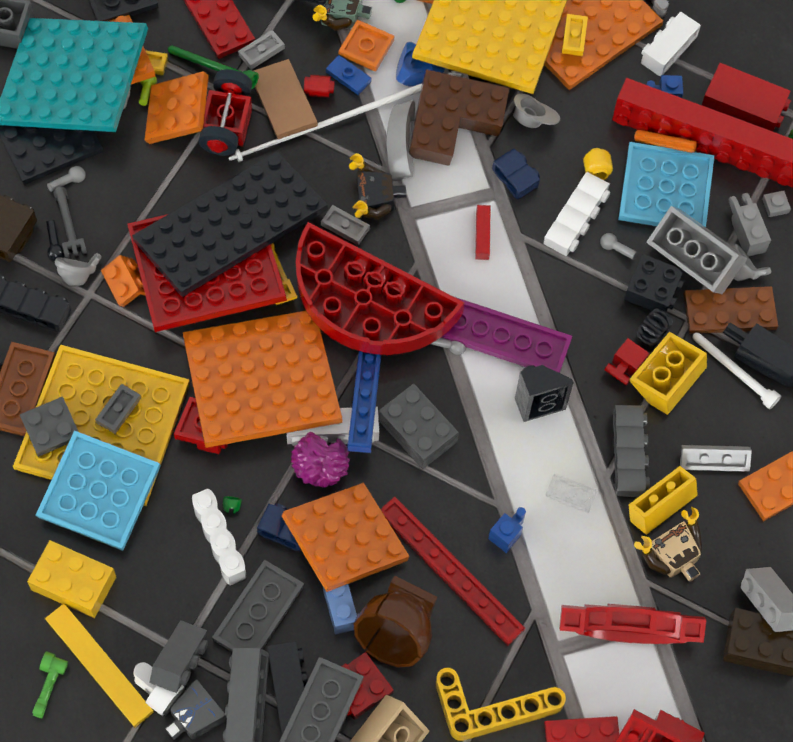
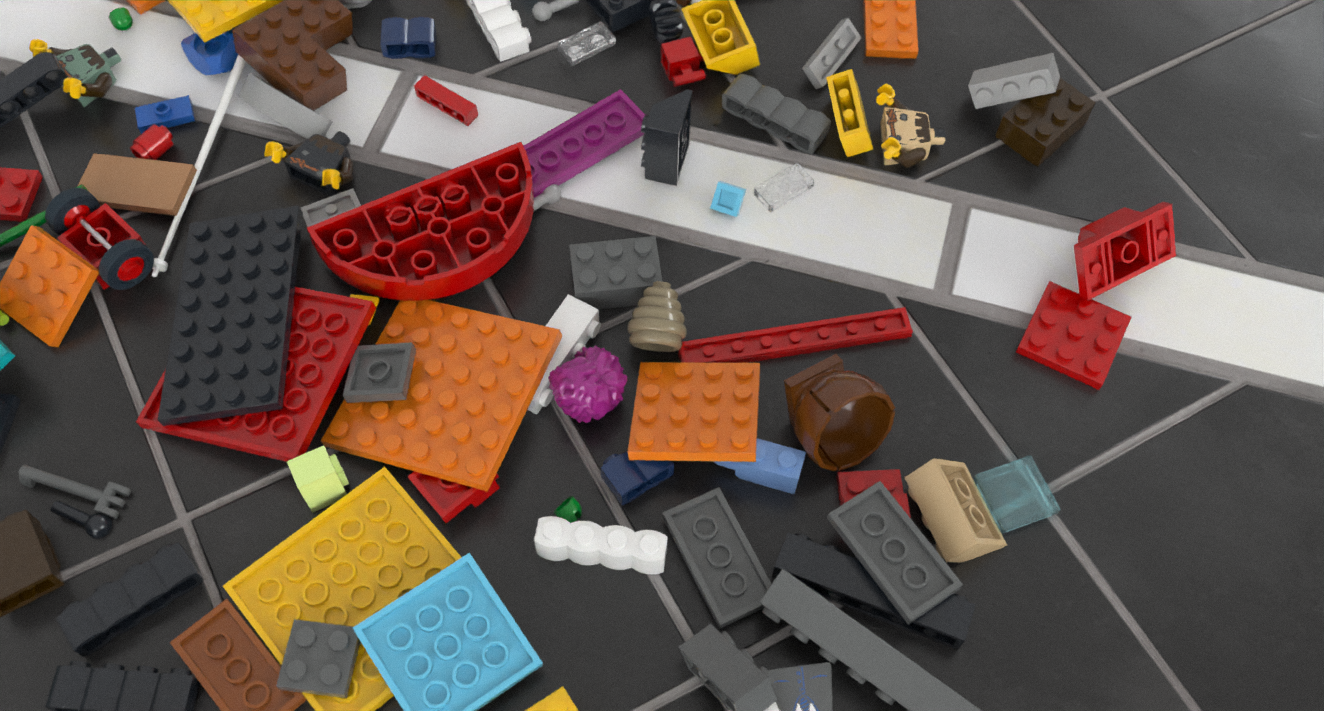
camera: 55 degrees left, 5 degrees down
(74, 271) = (145, 515): light grey hat -> none
(75, 174) = (20, 446): light grey bar -> none
(118, 408) = (361, 563): dark grey plate -> none
(123, 279) = (201, 467): orange bracket -> none
(154, 348) = (319, 478): none -> yellowish green brick
(243, 334) = (380, 373): none -> dark grey plate
(261, 49) = (57, 170): light grey plate -> none
(364, 402) = (555, 302): blue tile -> none
(366, 45) = (148, 78): orange plate -> none
(395, 473) = (657, 320): none -> dark tan piece
(493, 711) = (985, 387): yellow beam -> none
(507, 530) = (790, 259): blue brick -> none
(531, 461) = (728, 198): none -> medium azure plate
(598, 288) = (586, 43): none -> clear plate
(632, 624) = (965, 207): red piece -> none

